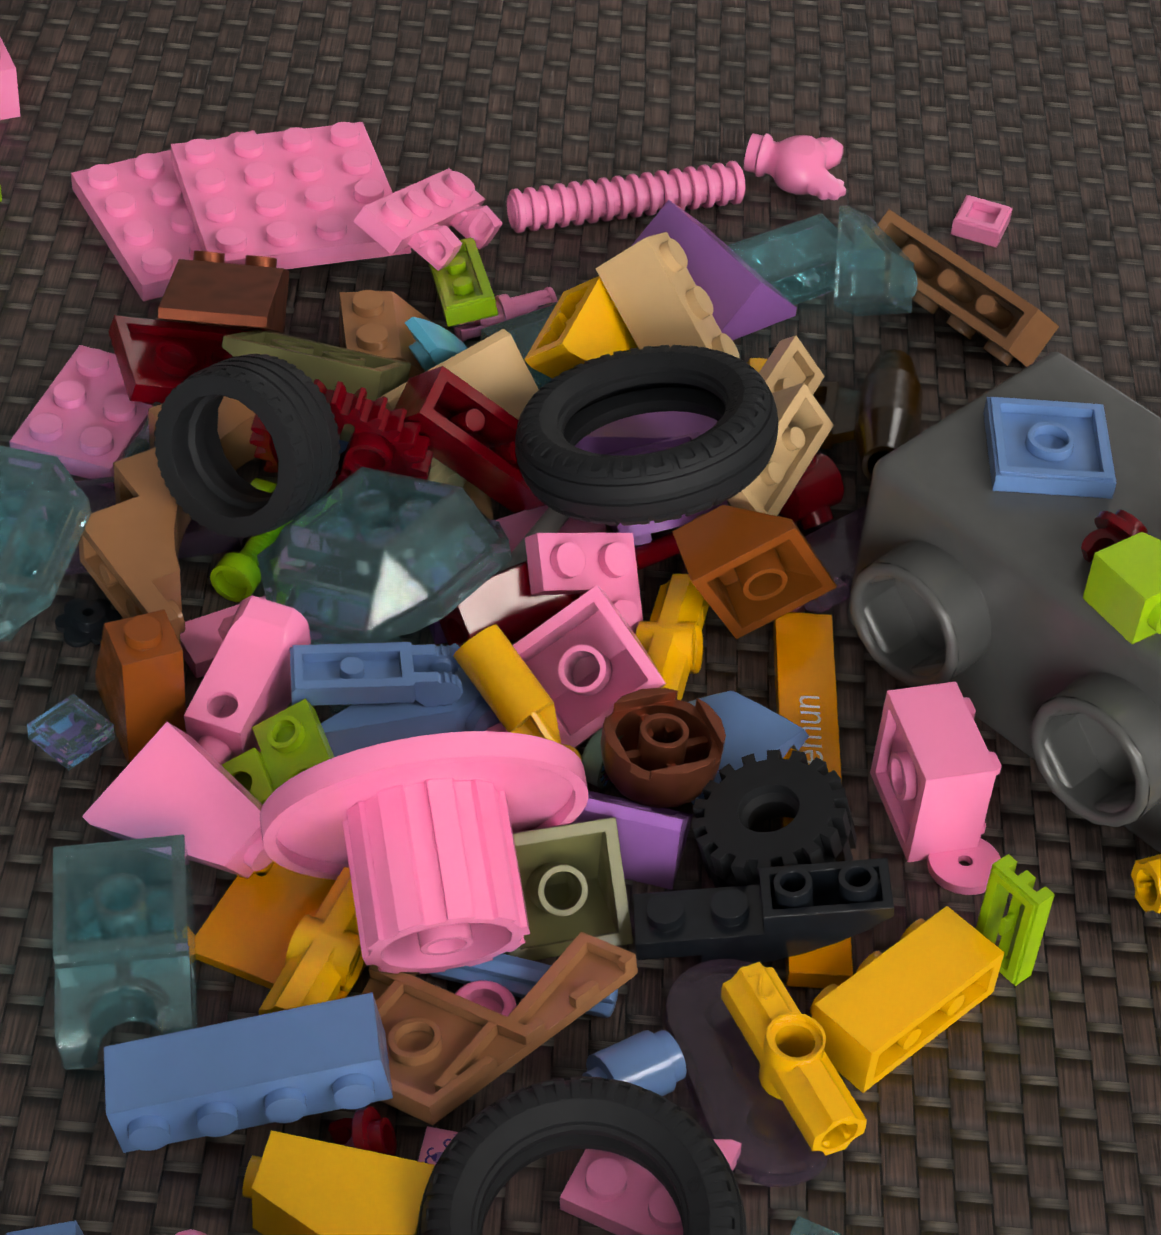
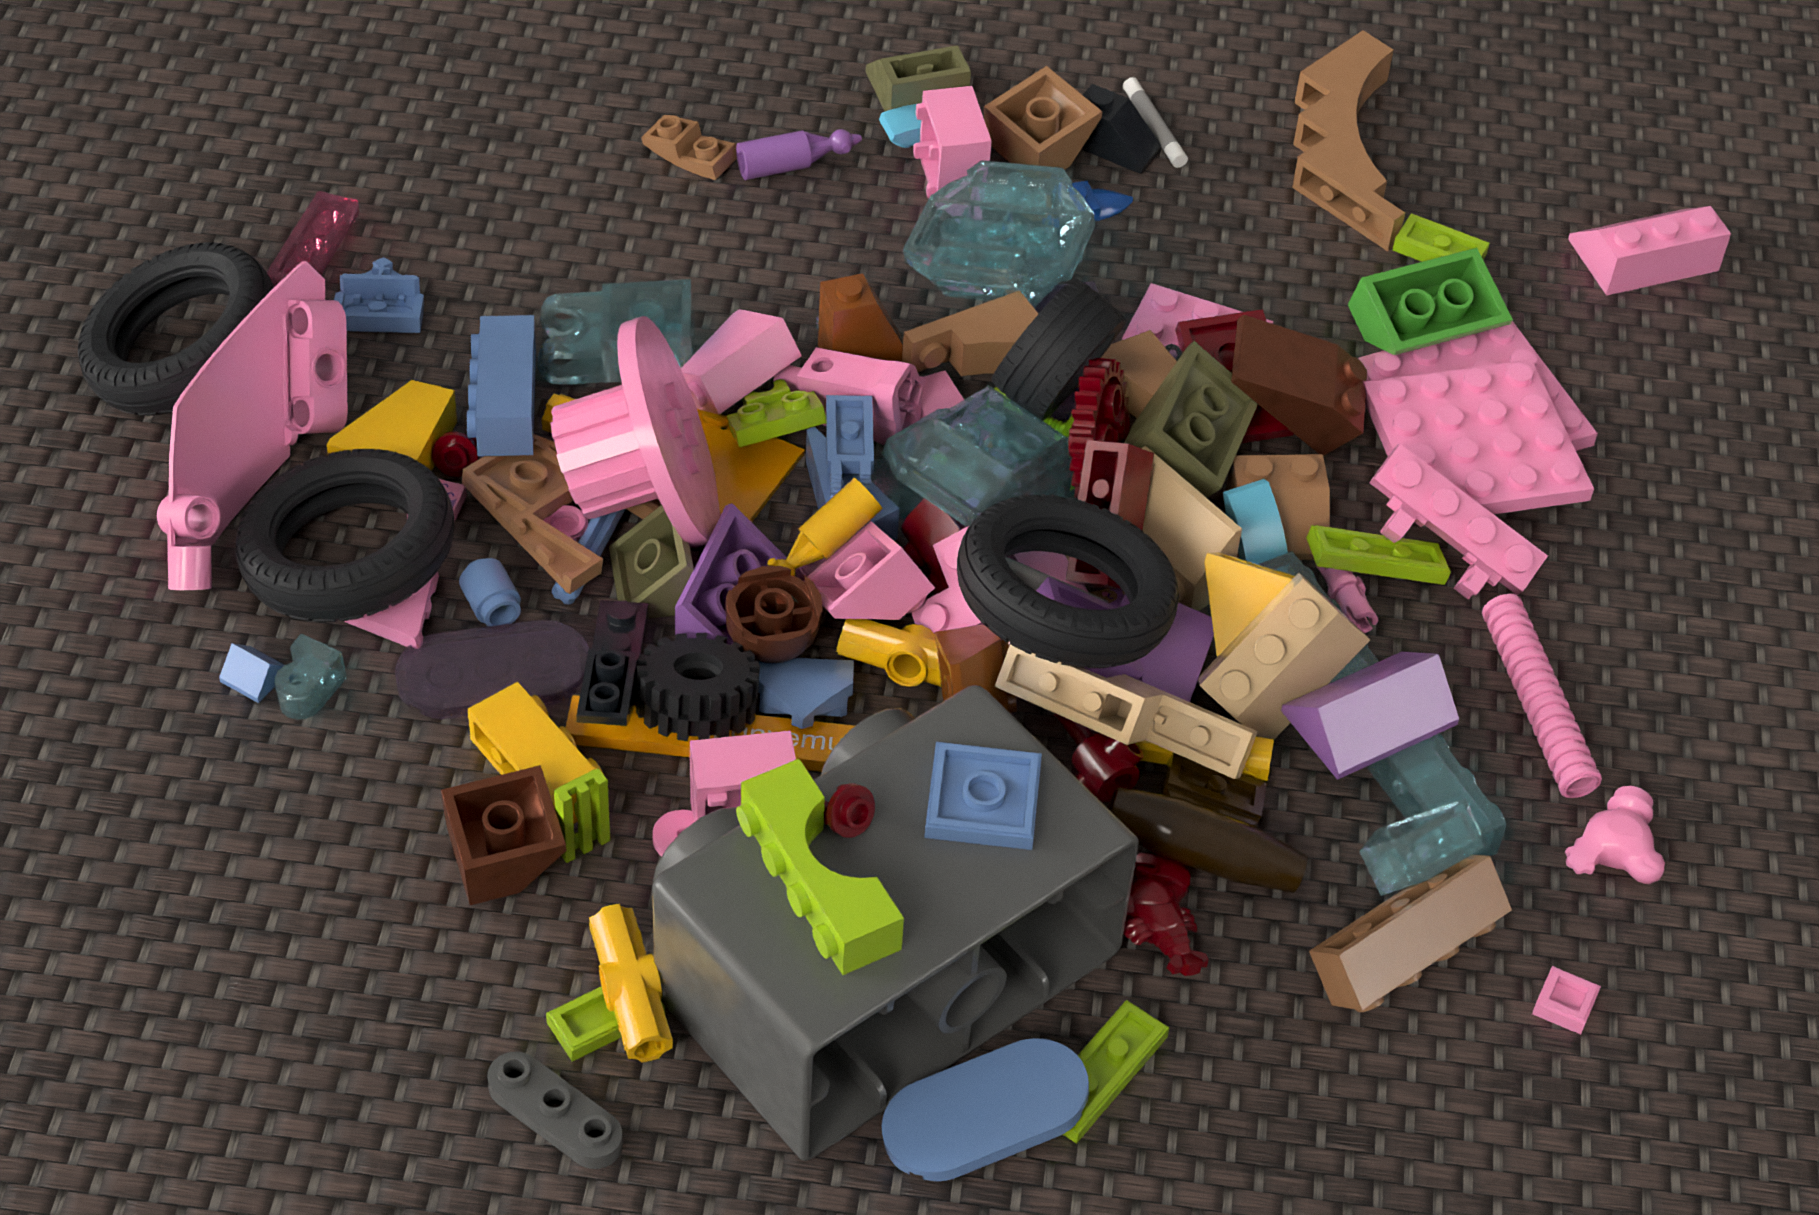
camera: 95 degrees right, 5 degrees up
(76, 215) = (1428, 303): none -> bright green slope
(793, 1059) = (475, 666): yellow piece -> none
(1056, 1003) = (502, 832): none -> copper slope

